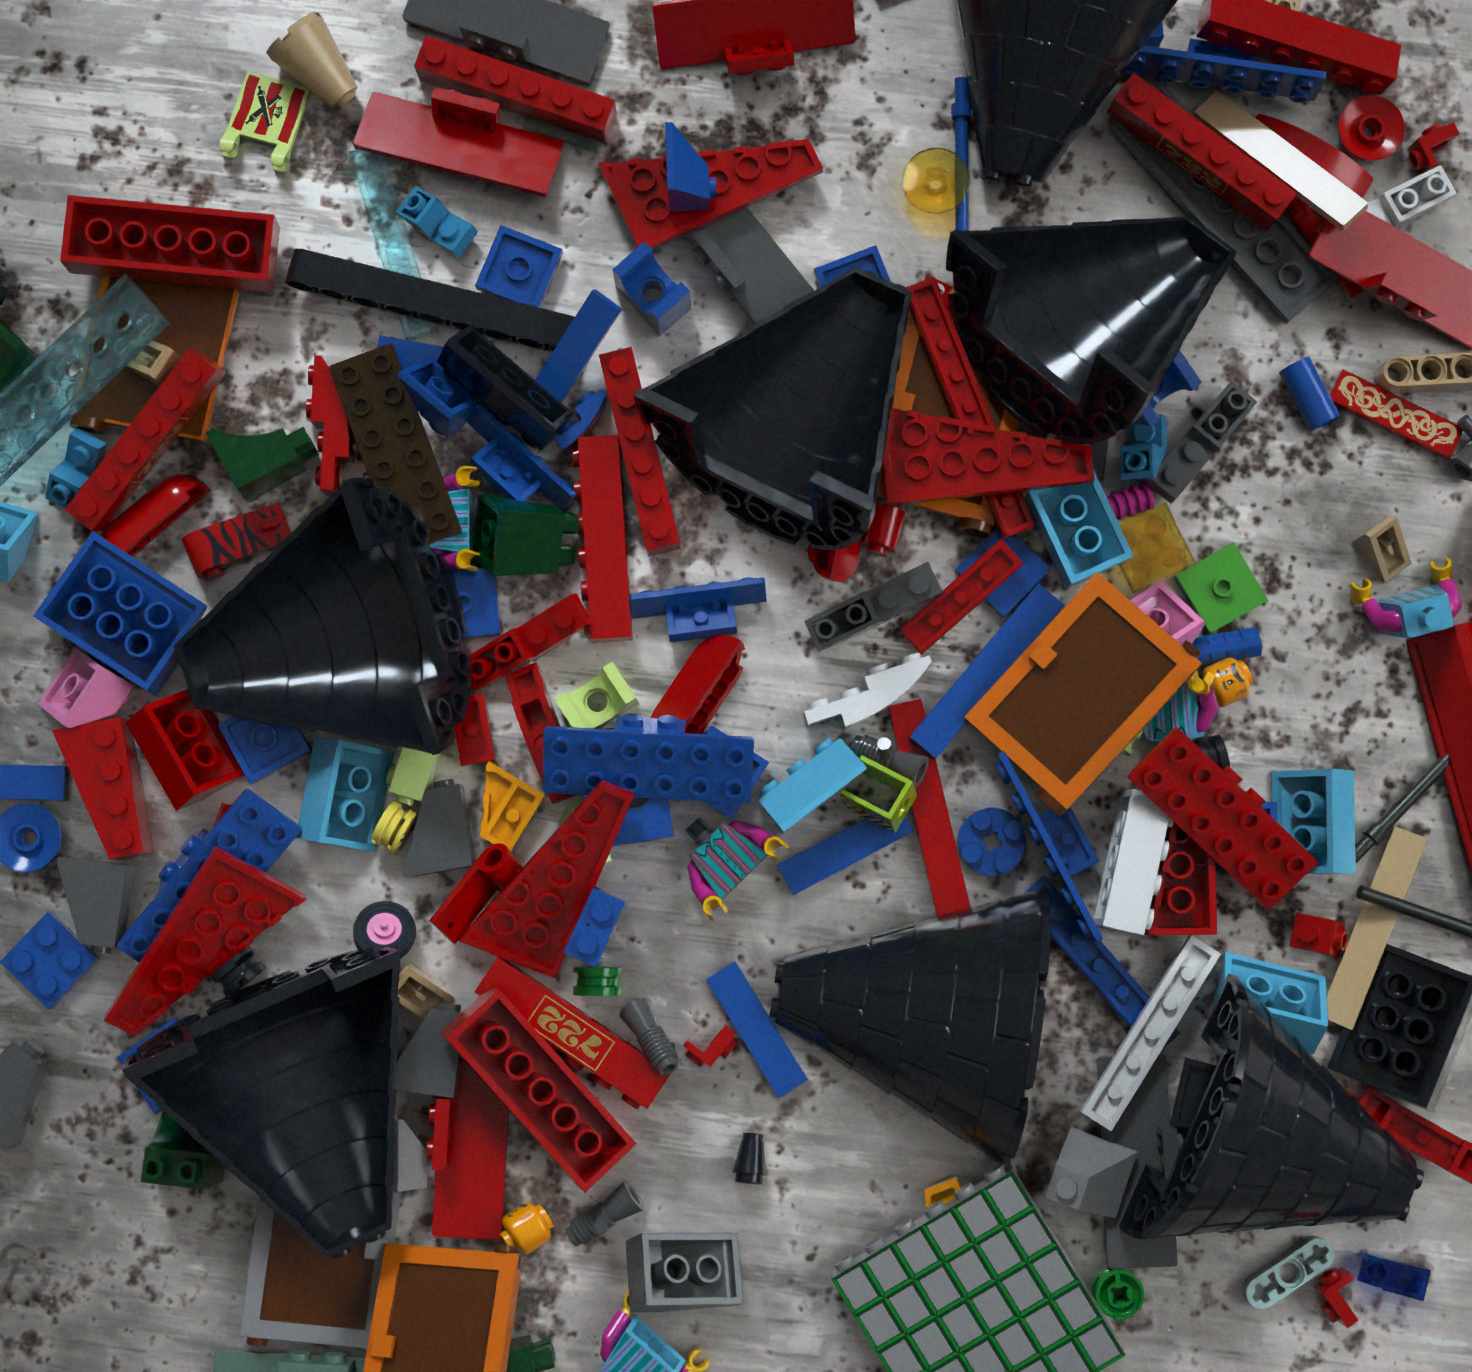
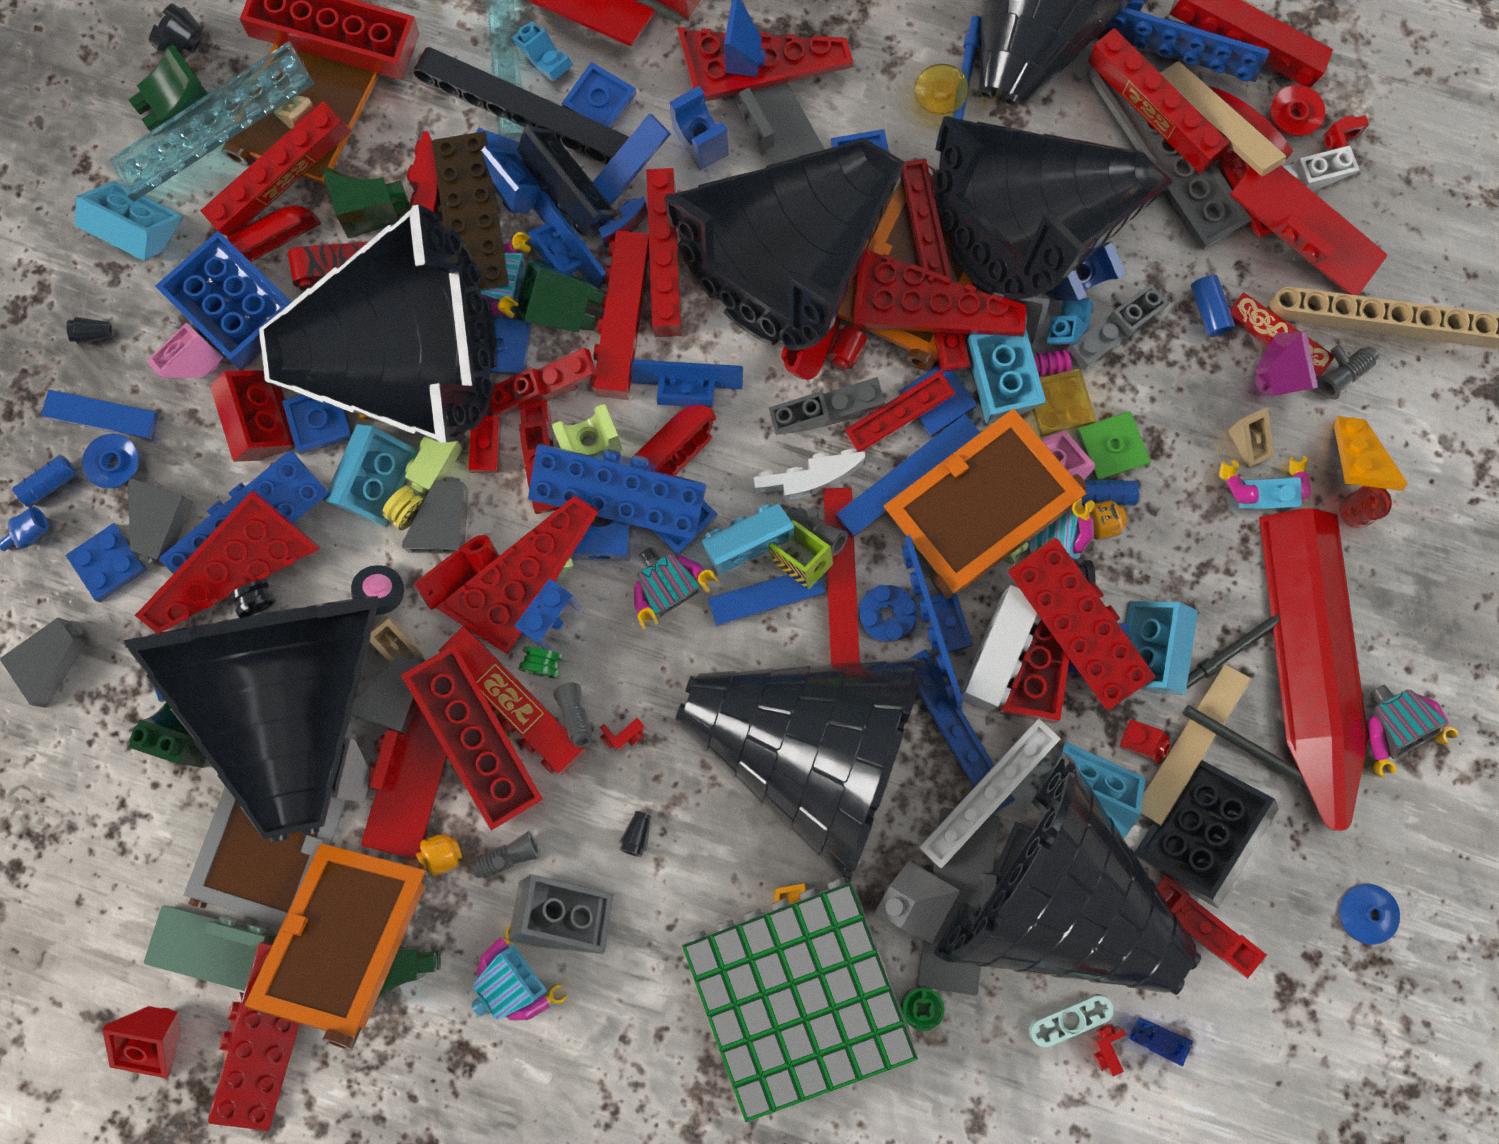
camera: 15 degrees right, 5 degrees down
(81, 460) = (225, 172): dark azure slope -> none
(110, 783) = (186, 431): red wedge -> none
(507, 807) = (499, 510): light orange wing -> none
(757, 1029) = (664, 729): blue tile -> none
(1408, 456) = (1286, 365): none -> magenta slope

